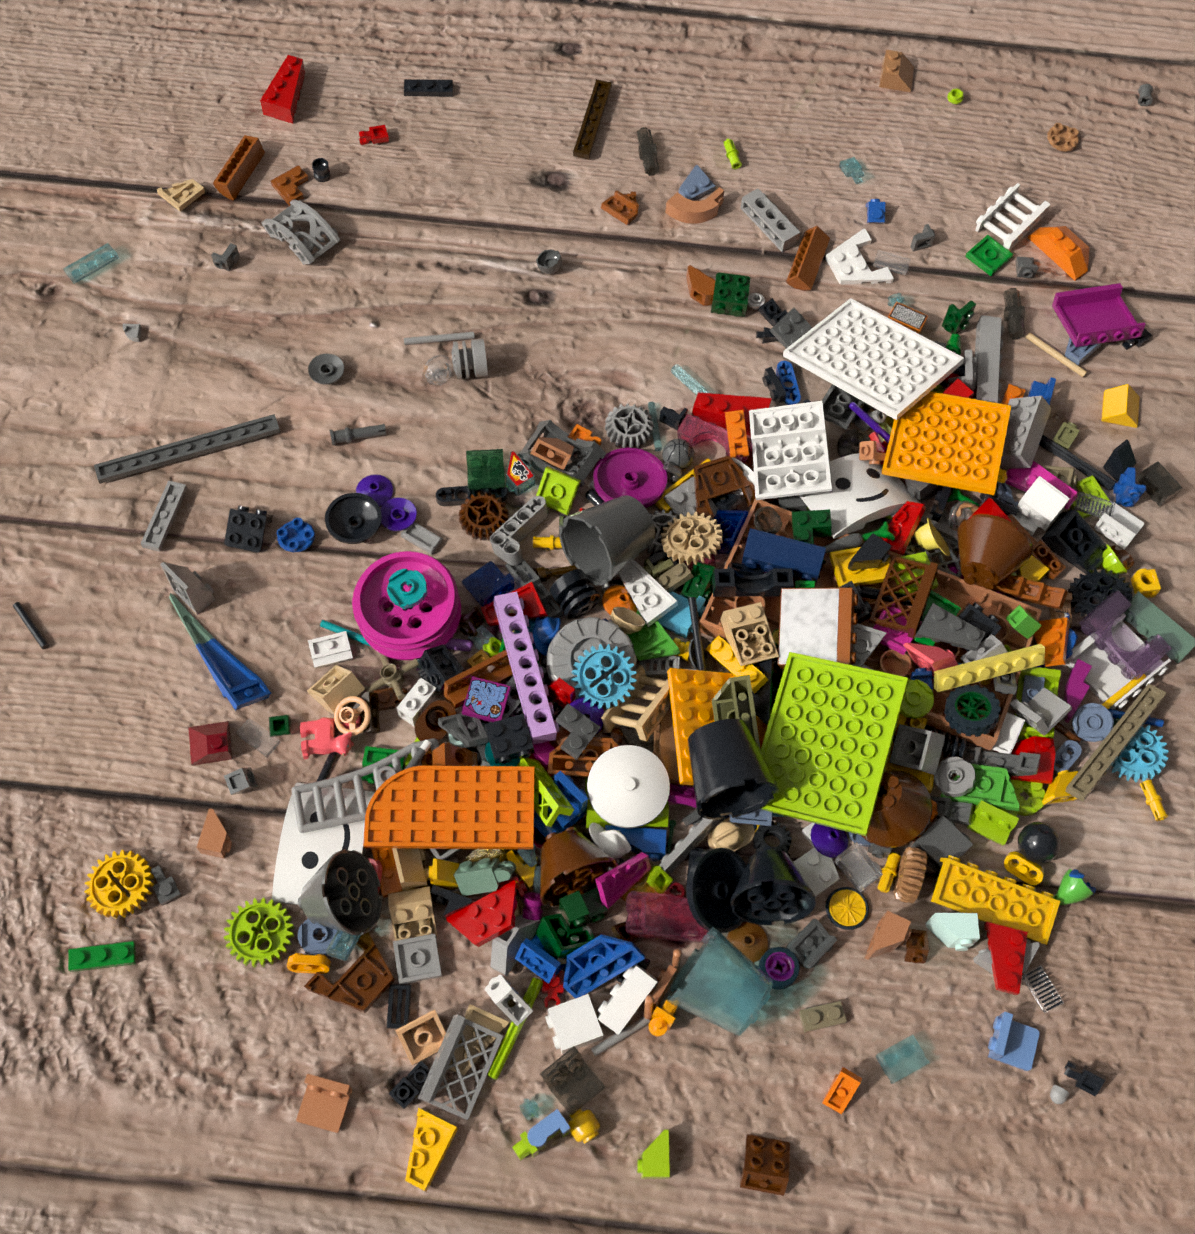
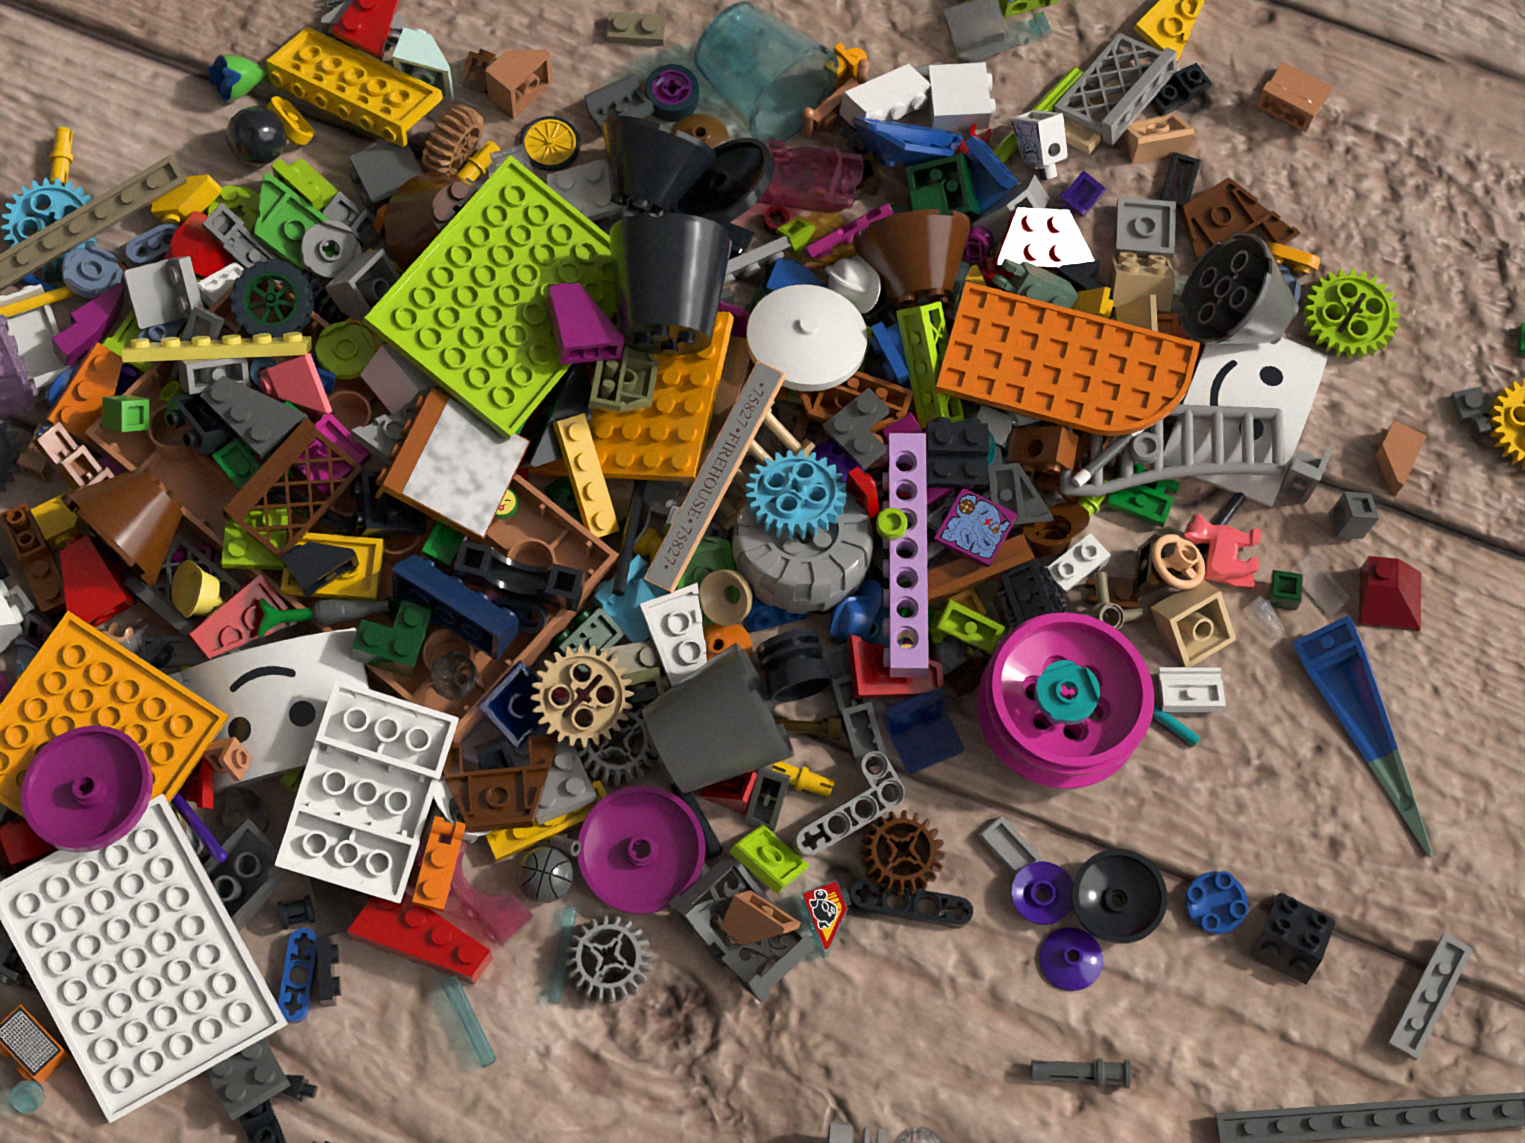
camera: 165 degrees left, 5 degrees up
(189, 586) = (1404, 836): light grey slope -> none
(276, 797) = (1304, 475): none -> light grey panel
(293, 706) = (1263, 617): none -> clear cone
(468, 969) = (1082, 194): none -> dark purple bracket
(474, 646) = (970, 626): none -> lime slope
(485, 469) = (880, 927): clear green bracket -> none
(539, 672) = (891, 524): none -> lime tile
(583, 434) = (696, 961): orange plate -> none
(656, 675) = (715, 477): none -> light grey tile
(672, 418) = (530, 956): black bracket -> none
(749, 634) = (555, 496): tan slope -> none
(775, 728) = (580, 326): none -> magenta slope
(937, 407) = (87, 789): none -> magenta dish

